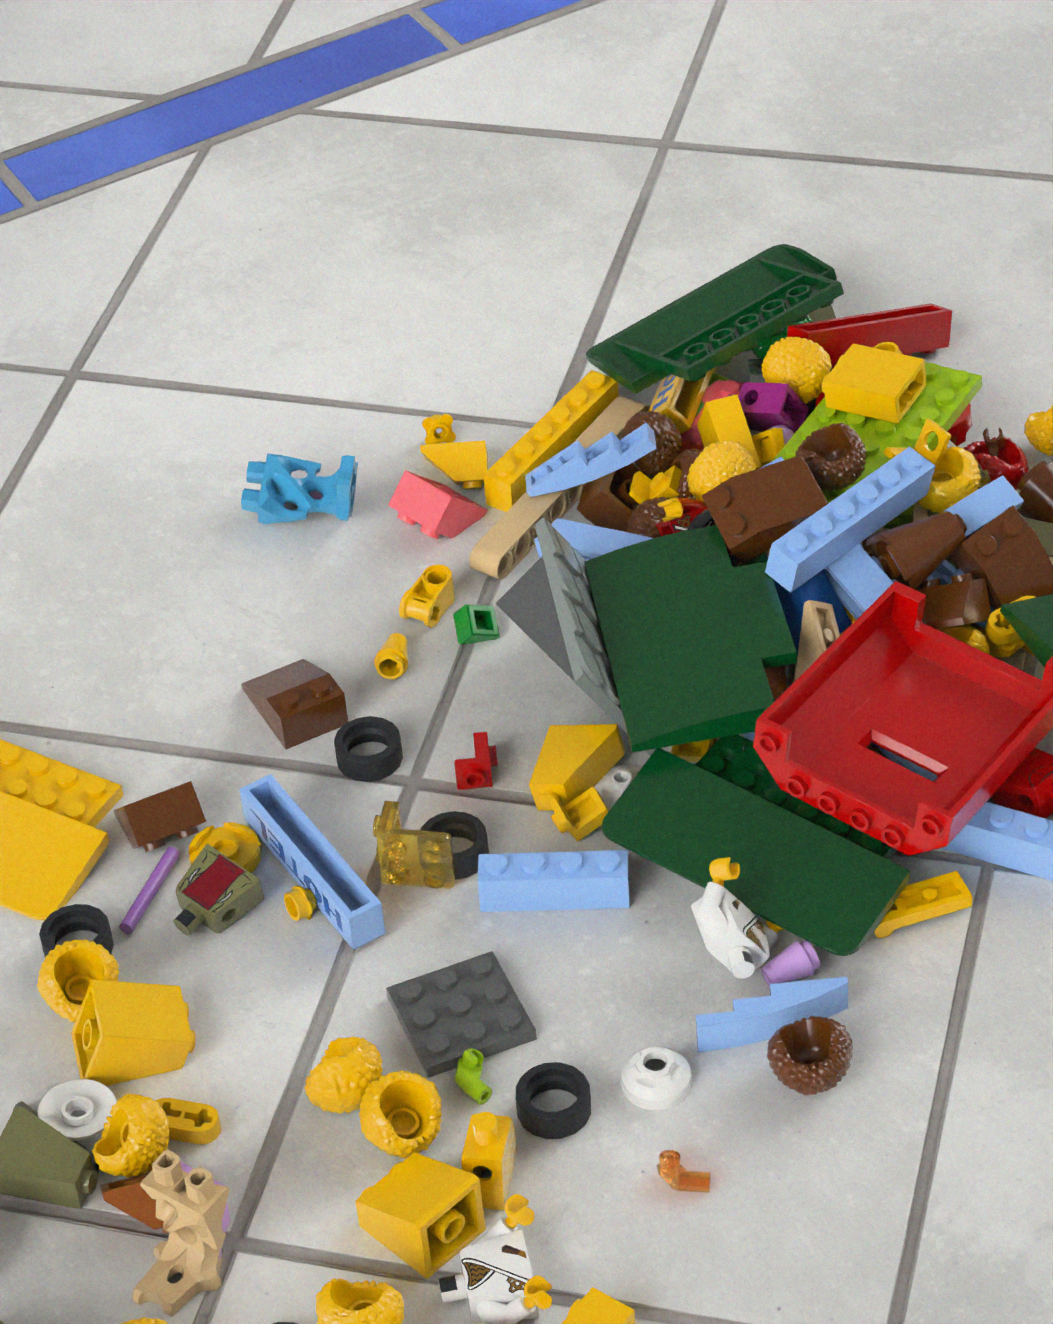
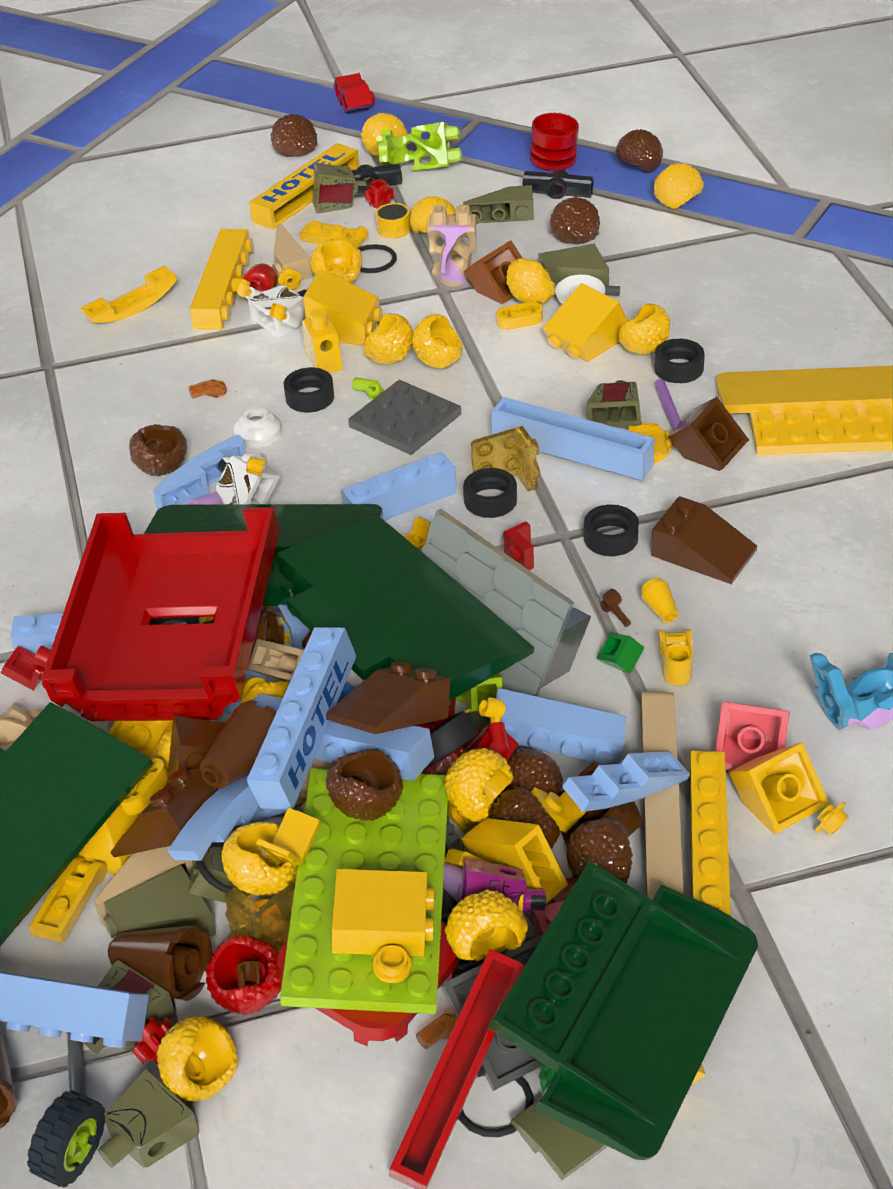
camera: 150 degrees right, 0 degrees up
(438, 678) = (610, 602): none -> reddish brown hand

